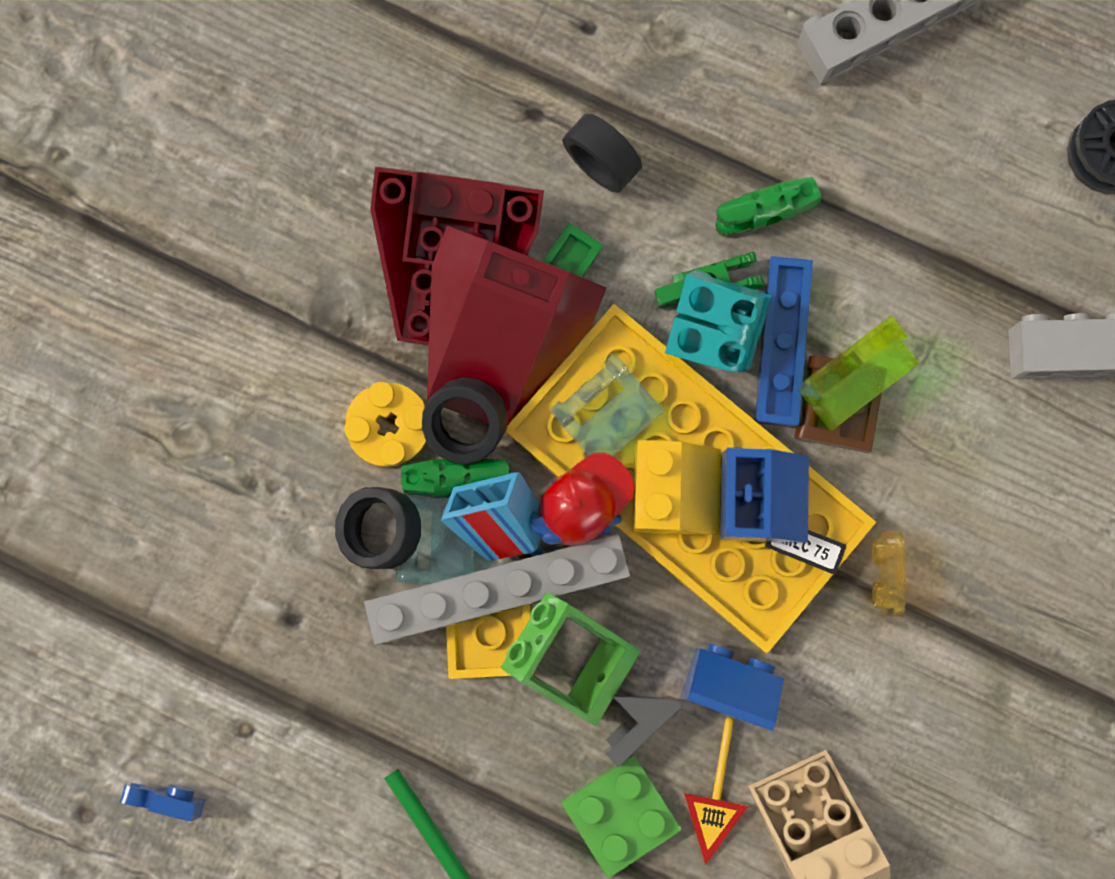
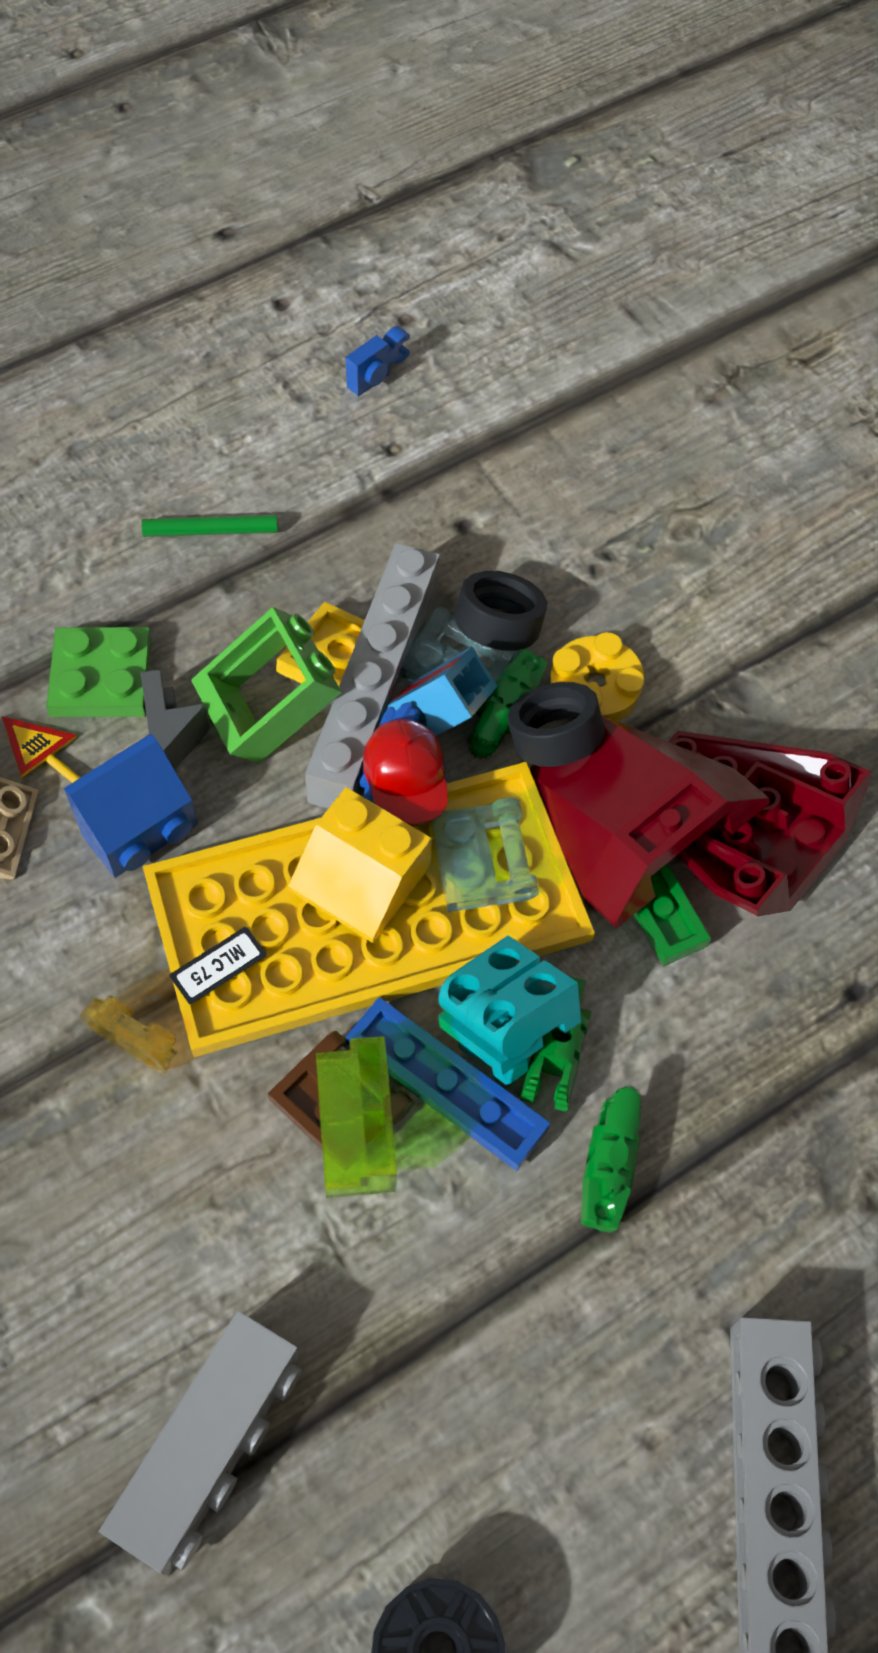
camera: 120 degrees right, 20 degrees down
(602, 152) = (770, 1007): black tyre -> none
(764, 496) = (293, 936): blue slope -> none

